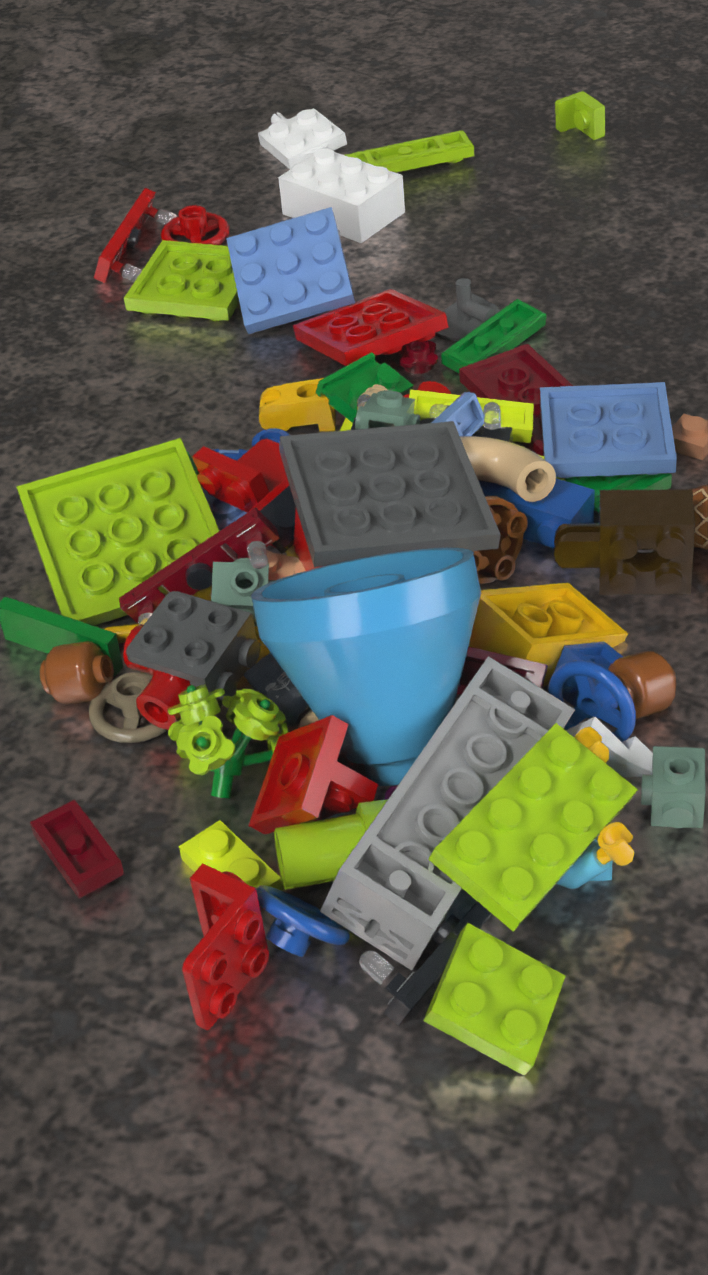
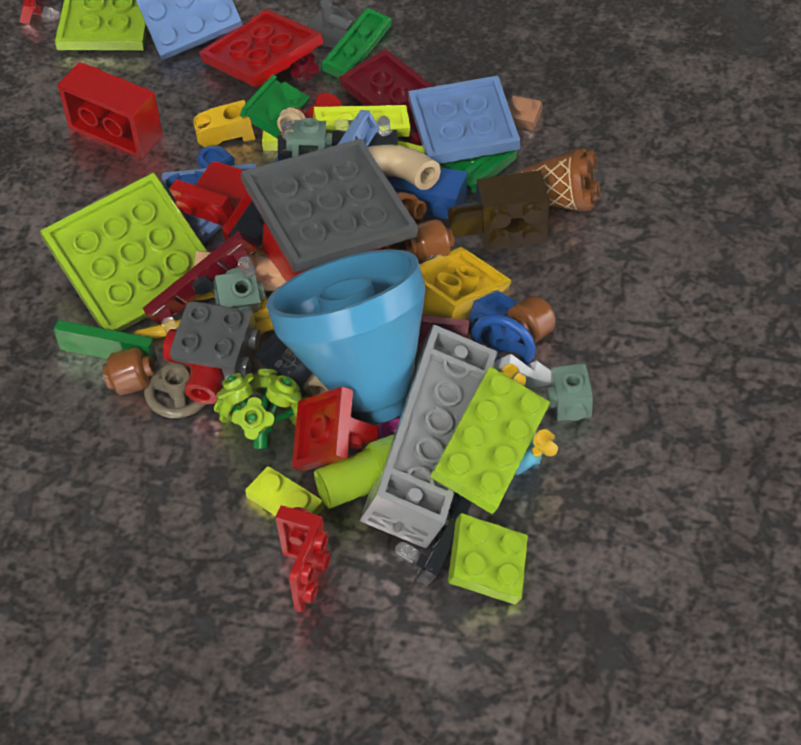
camera: 15 degrees left, 10 degrees up
(77, 848) = (174, 503): dark red plate -> none
(160, 372) = (111, 110): none -> red brick
(297, 921) = (346, 530): blue piece -> none
(521, 563) = (431, 241): none -> dark orange head

